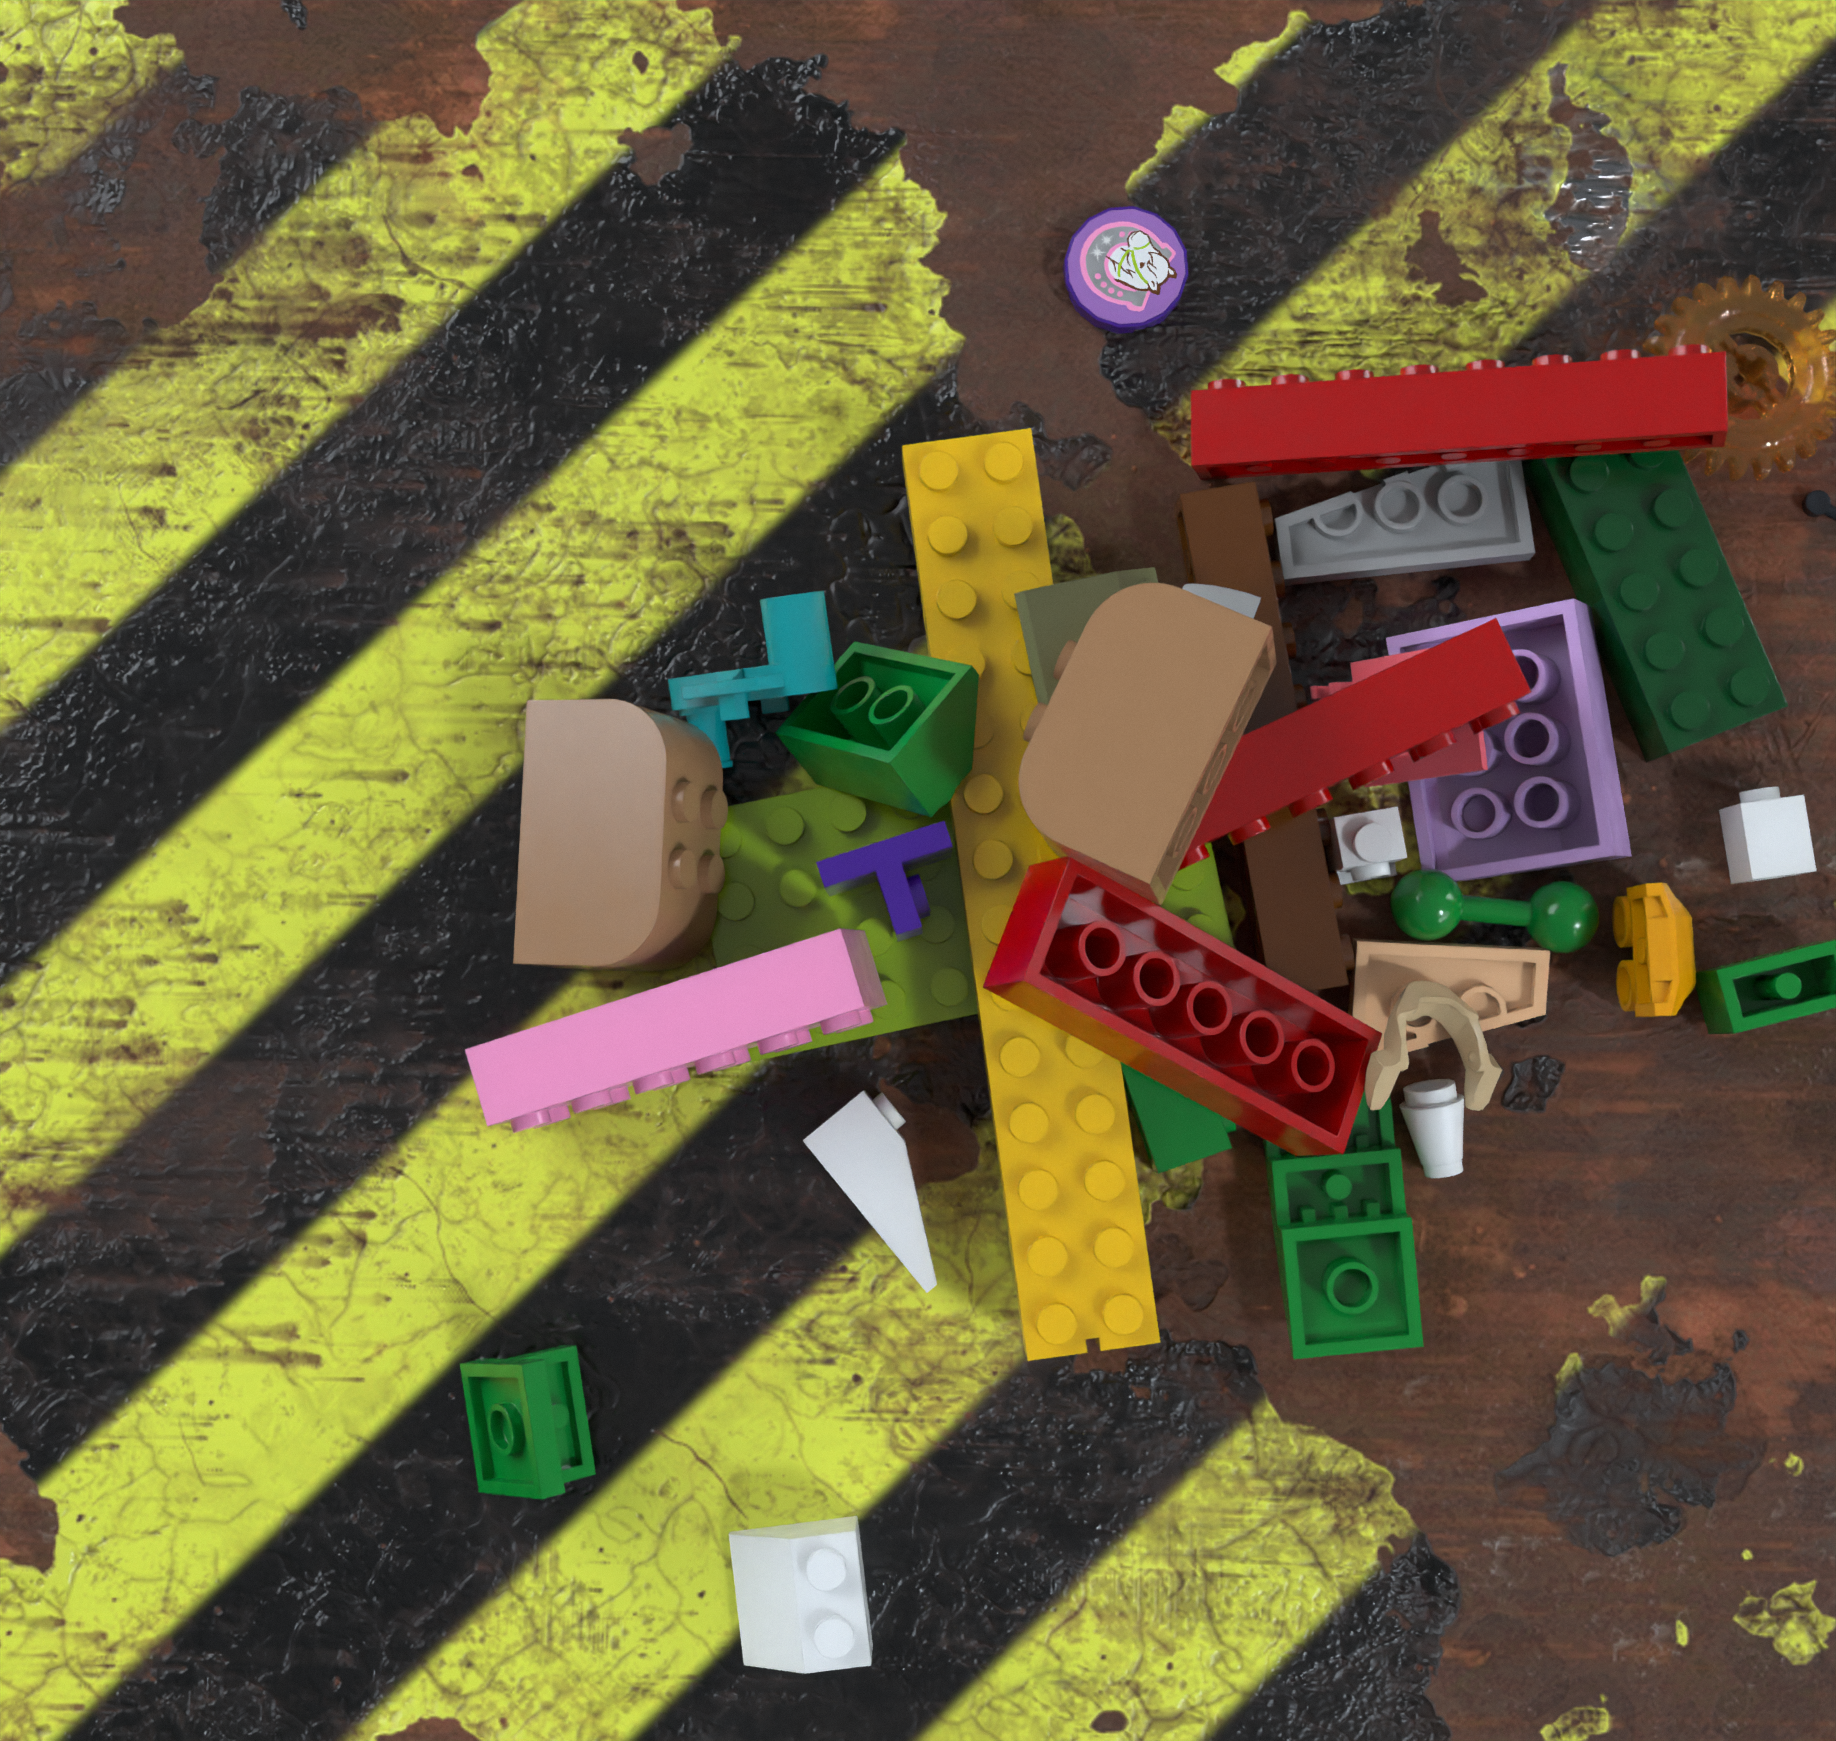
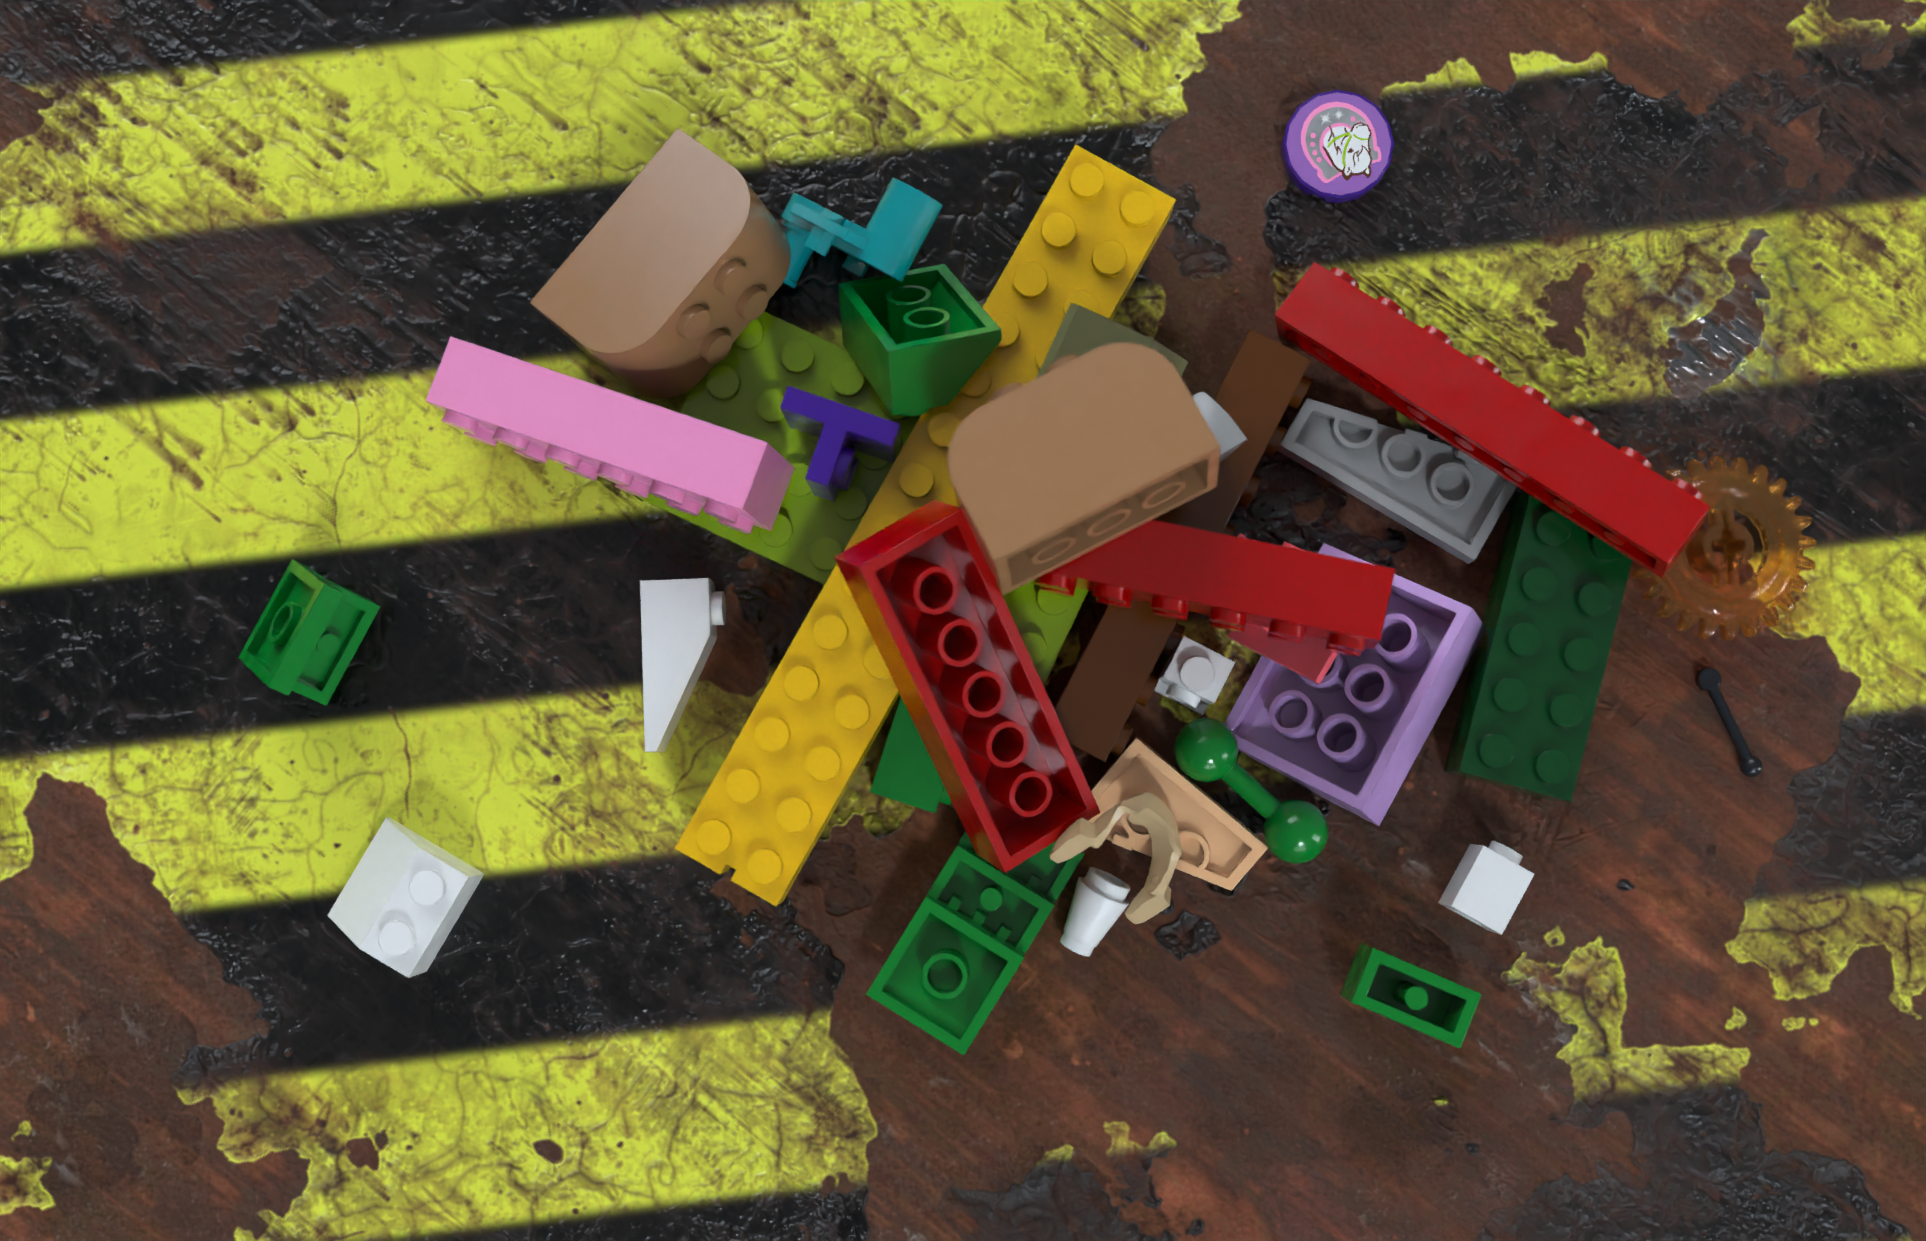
camera: 40 degrees right, 0 degrees up
(1662, 950) = (1347, 908): light orange slope -> none

